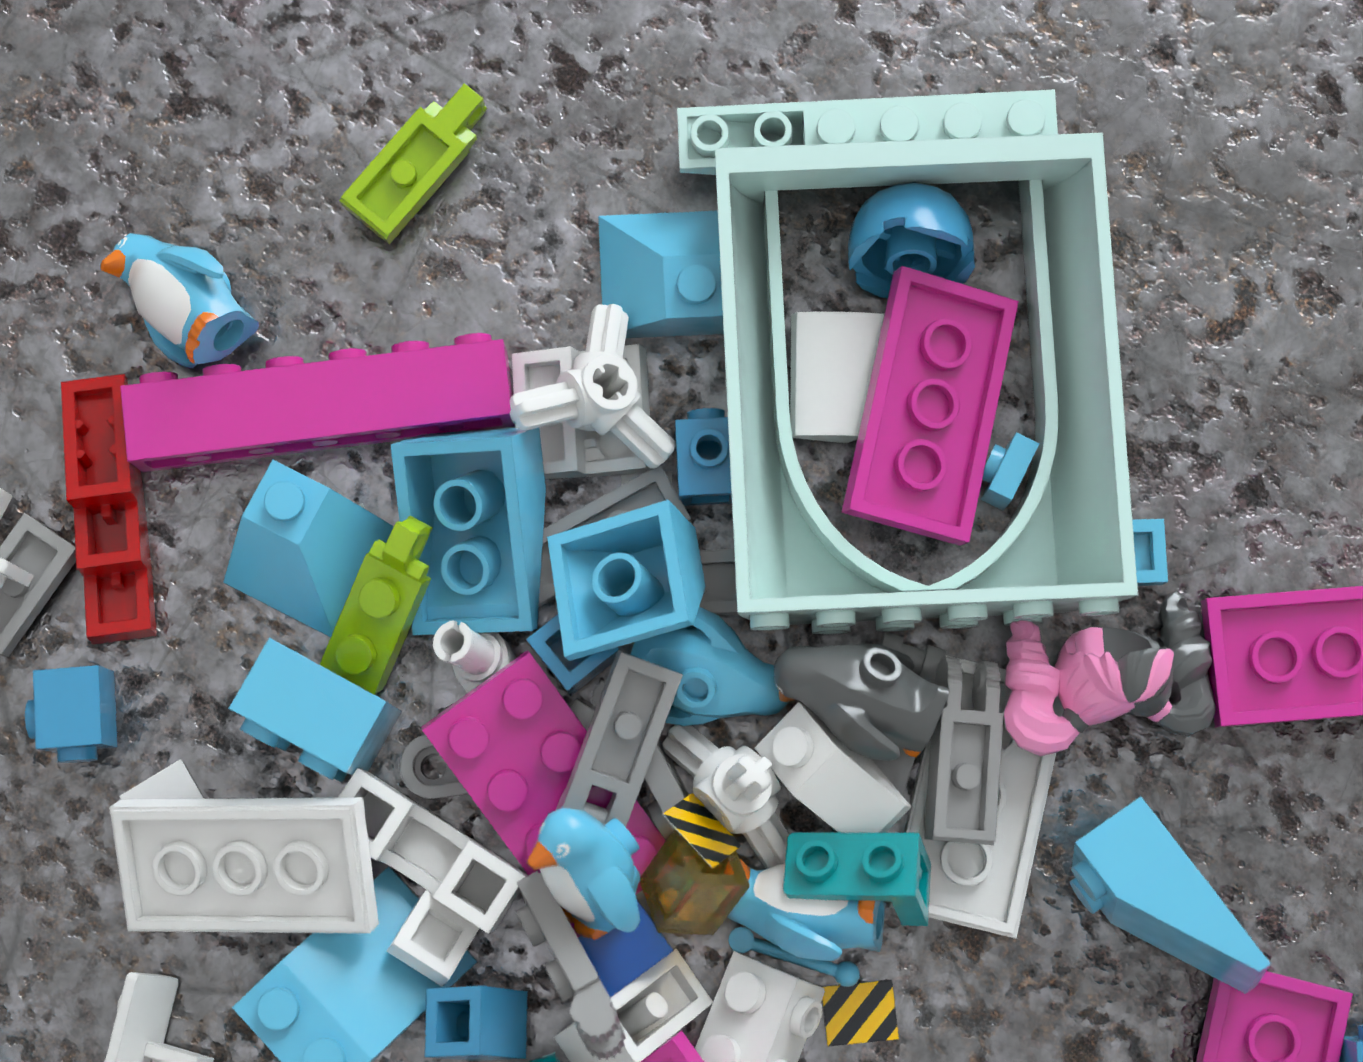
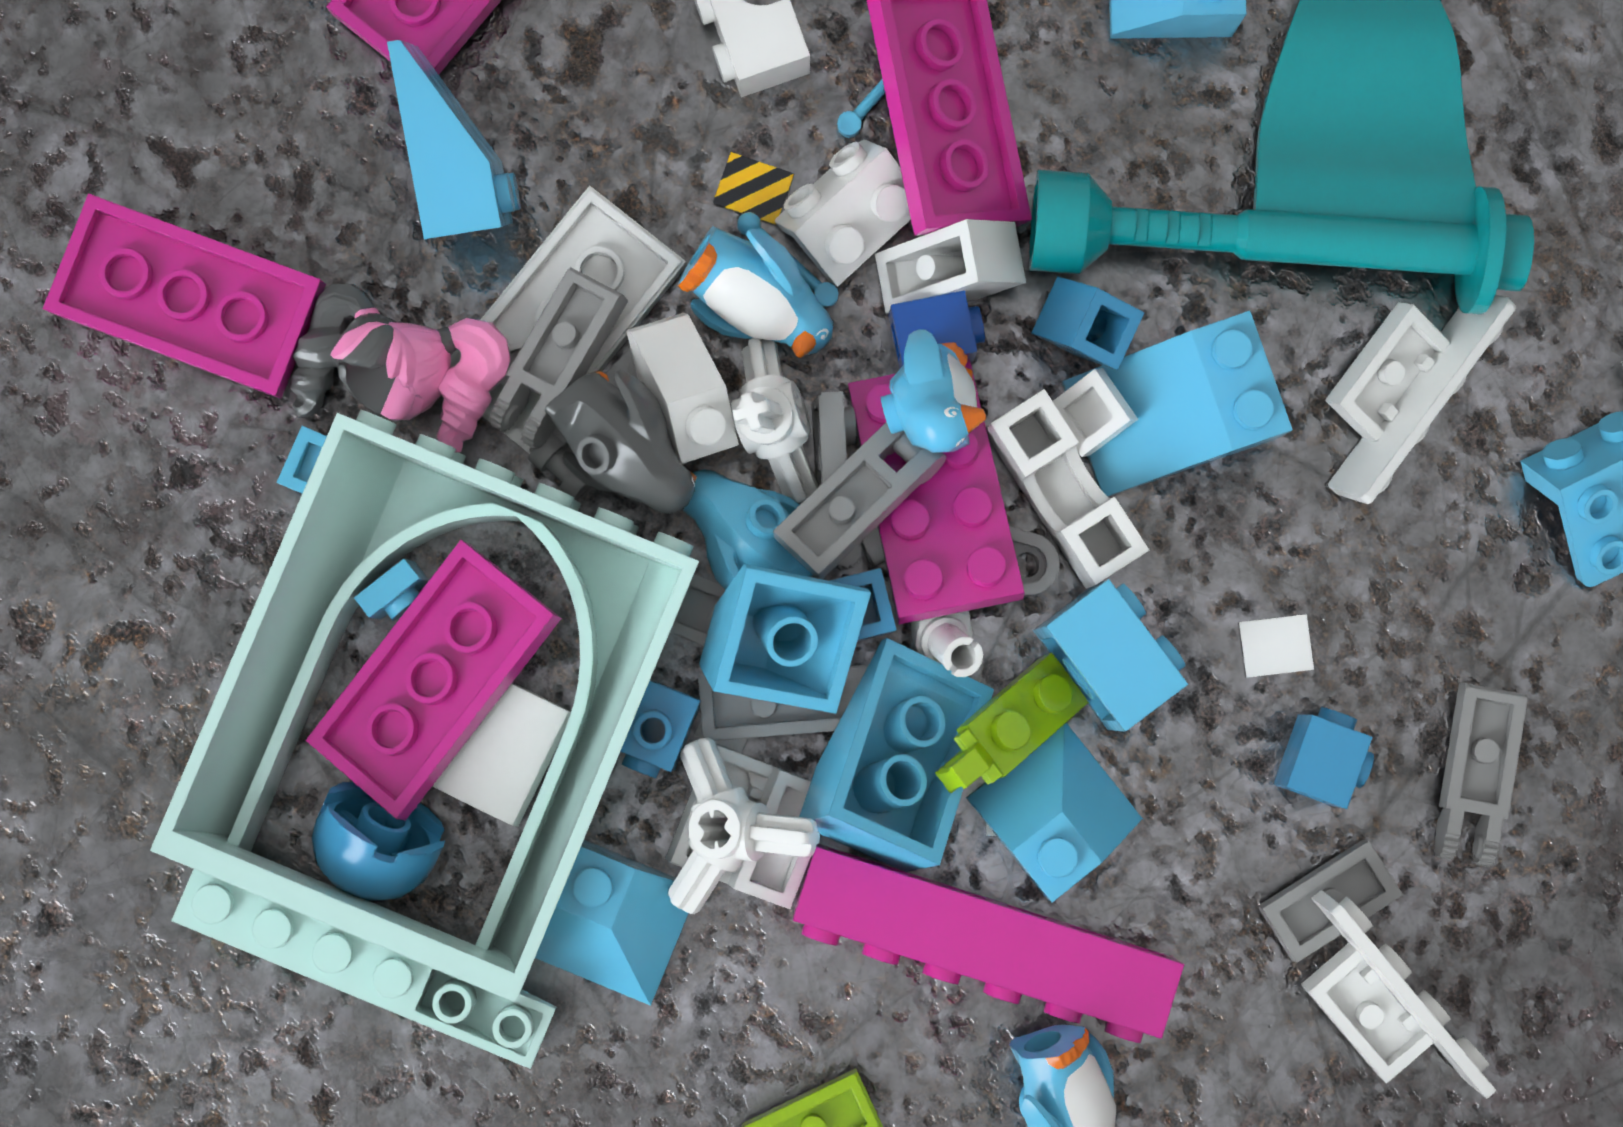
camera: 155 degrees left, 5 degrees up
(107, 512) = (1220, 932): red slope -> none
(245, 865) = (1229, 548): white tile -> none
(571, 969) = (987, 321): light grey hinge -> none
(689, 893) = (845, 354): clear yellow brick -> none
(702, 830) = (818, 392): sticker -> none
(861, 868) = (698, 296): teal bracket -> none

